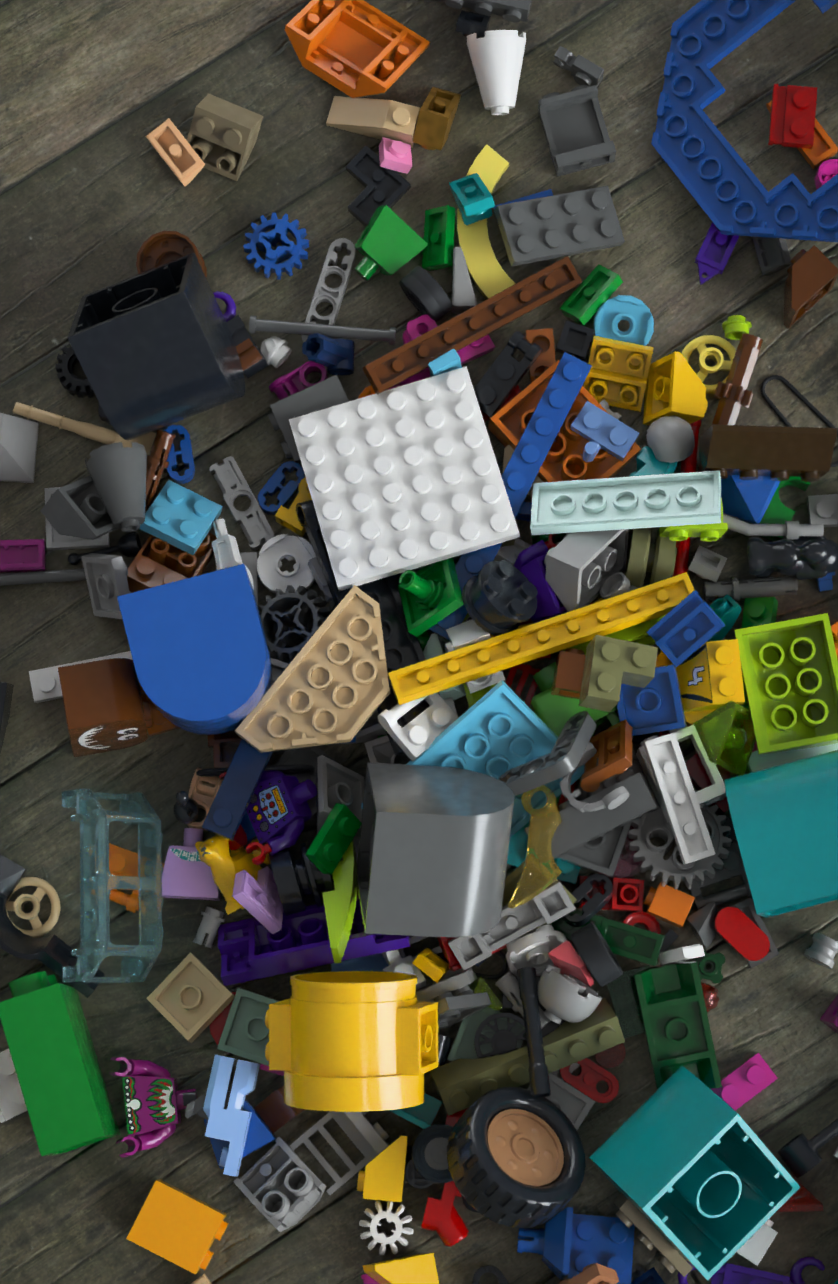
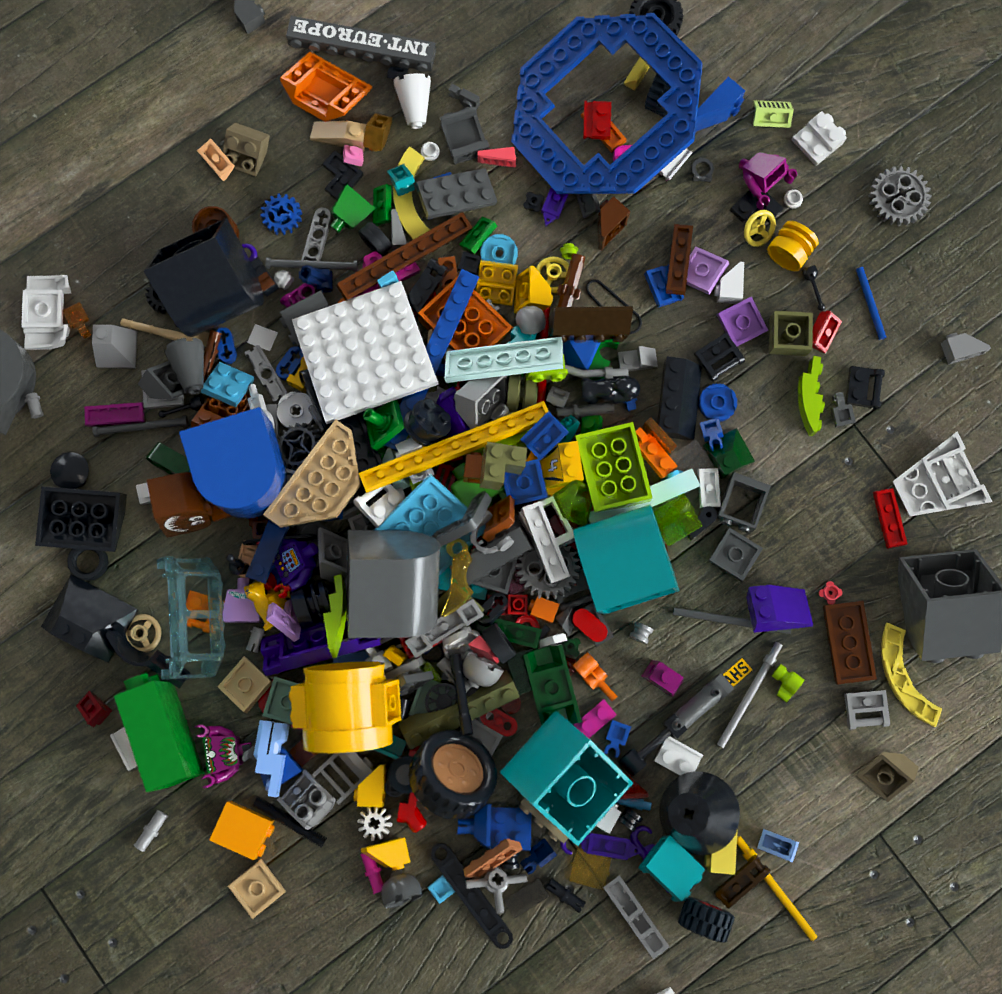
camera: 10 degrees left, 0 degrees up
(33, 1219) = (150, 831): none -> light grey pin
(87, 636) = (168, 459): none -> dark green beam
(105, 580) = (178, 421): light grey plate -> none
(237, 443) = (262, 337): none -> white sticker
(255, 1221) = (287, 821): none -> black axle
(333, 839) = (329, 579): green plate -> none
(519, 153) = (430, 151): none -> white plate
(603, 433) = (488, 318): medium blue plate -> none
(632, 168) = (498, 156): none -> coral slope
(686, 252) = (533, 206): none -> black plate
(743, 1013) = (593, 675): none -> orange beam
(778, 1111) = (617, 735): none -> blue plate
(791, 1245) = (630, 819): none -> black wheel
(800, 1221) = (635, 803): none -> dark azure animal

